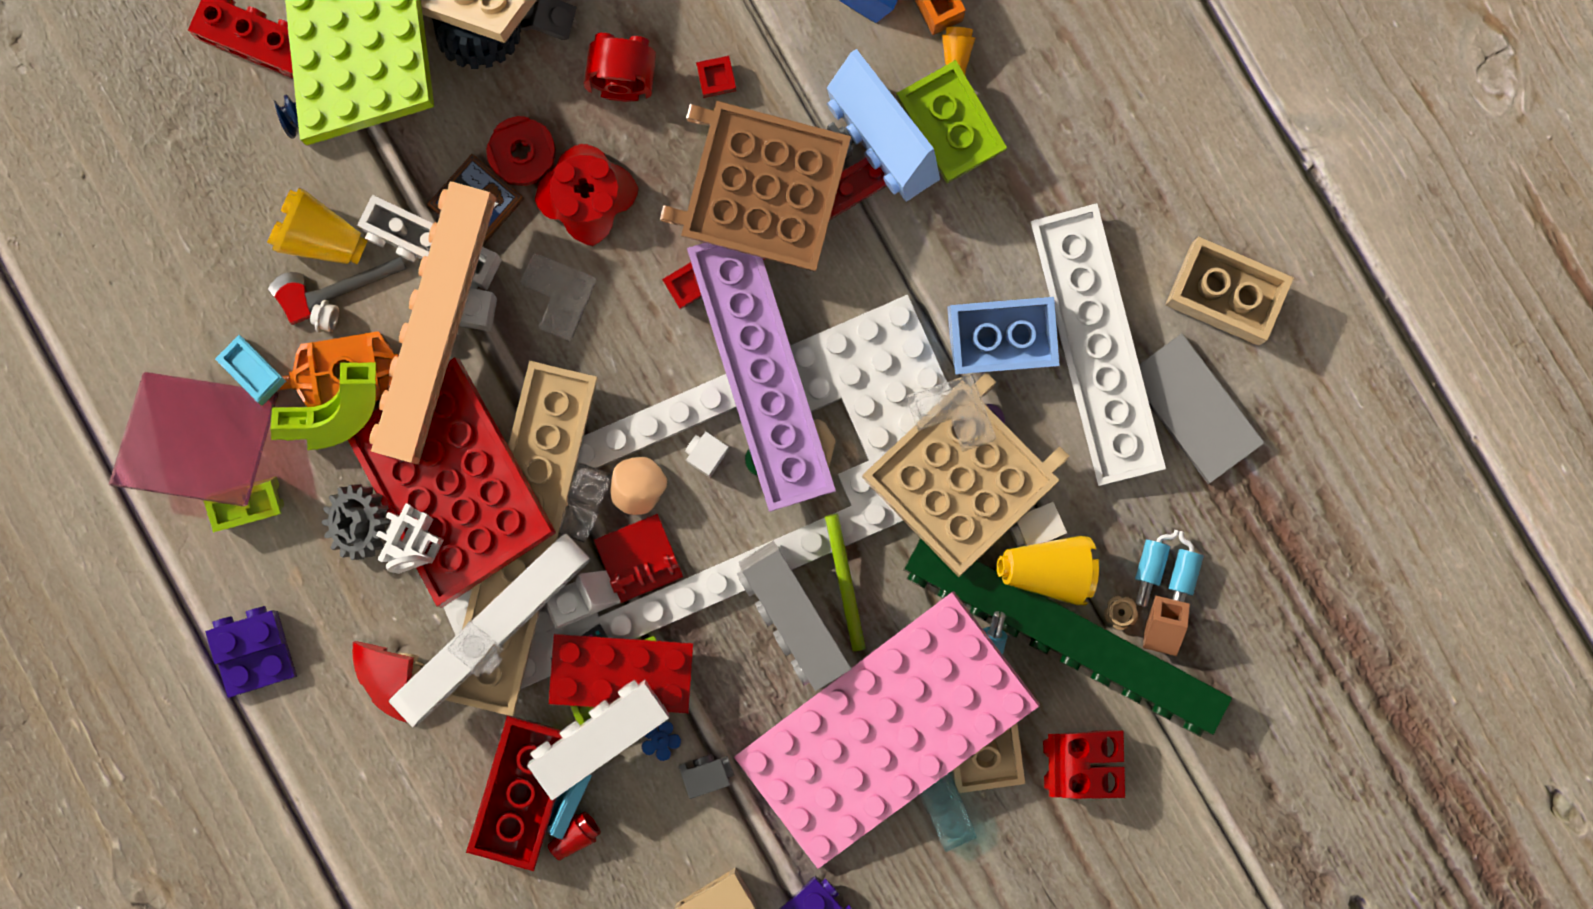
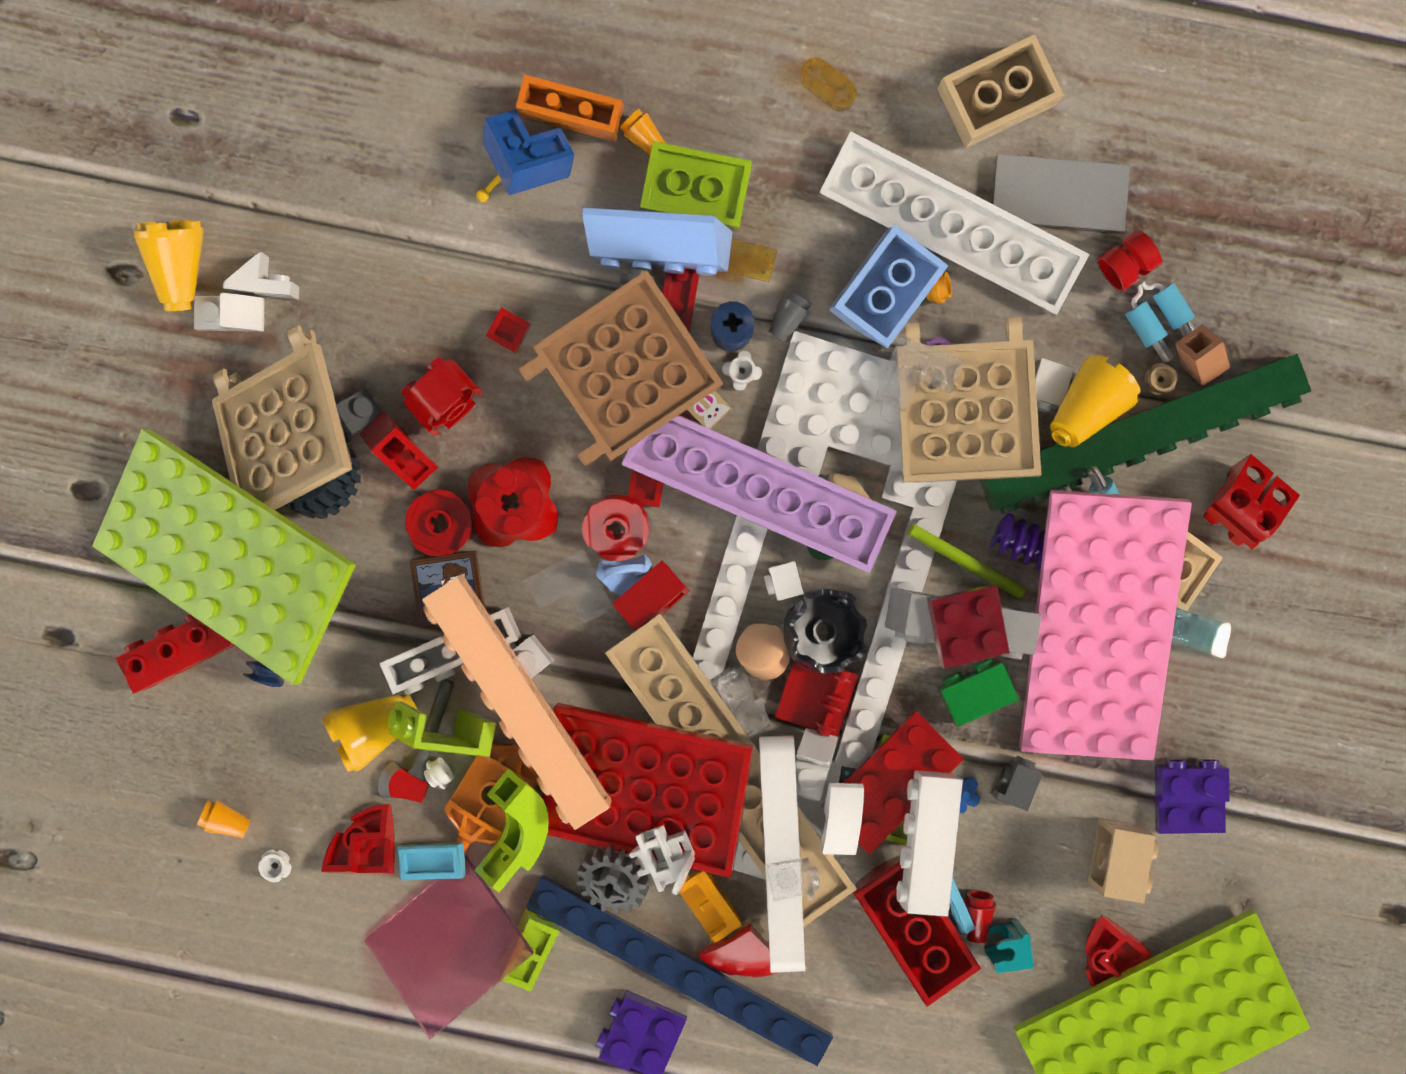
camera: 50 degrees left, 5 degrees up
(137, 246) = (274, 874): none -> white plate
(146, 182) = (223, 820): none -> light orange cone
(218, 309) = (365, 845): none -> red brick
(328, 639) = (680, 970): none -> dark blue plate
(378, 312) = (470, 736): none -> lime panel
(402, 615) = (710, 905): none -> light orange hinge
(549, 72) = (398, 450): none -> red arch
(558, 654) = (843, 818): none -> white slope
(569, 881) = (1014, 949): none -> teal hinge
(602, 328) = (622, 575): none -> light blue piece
(611, 361) = (651, 596): none -> red hinge
(653, 283) = (621, 509): none -> plate
(713, 530) = (845, 631): none -> black plate
(749, 680) = (977, 692): none -> green brick
(789, 282) = (710, 410): none -> tile
(791, 615) = (968, 626): none -> dark red plate
(839, 272) = (751, 371): none -> white plate
(867, 228) = (742, 319): none -> dark blue piece
(897, 607) = (1019, 539): none -> dark purple piece
(916, 280) = (789, 315): none -> dark grey cone
(931, 213) = (751, 260): none -> clear yellow hinge
(1038, 378) = (941, 290): none -> light orange plate
(1127, 157) = (833, 78): none -> clear yellow beam
(1189, 505) = (1134, 257): none -> red wheel

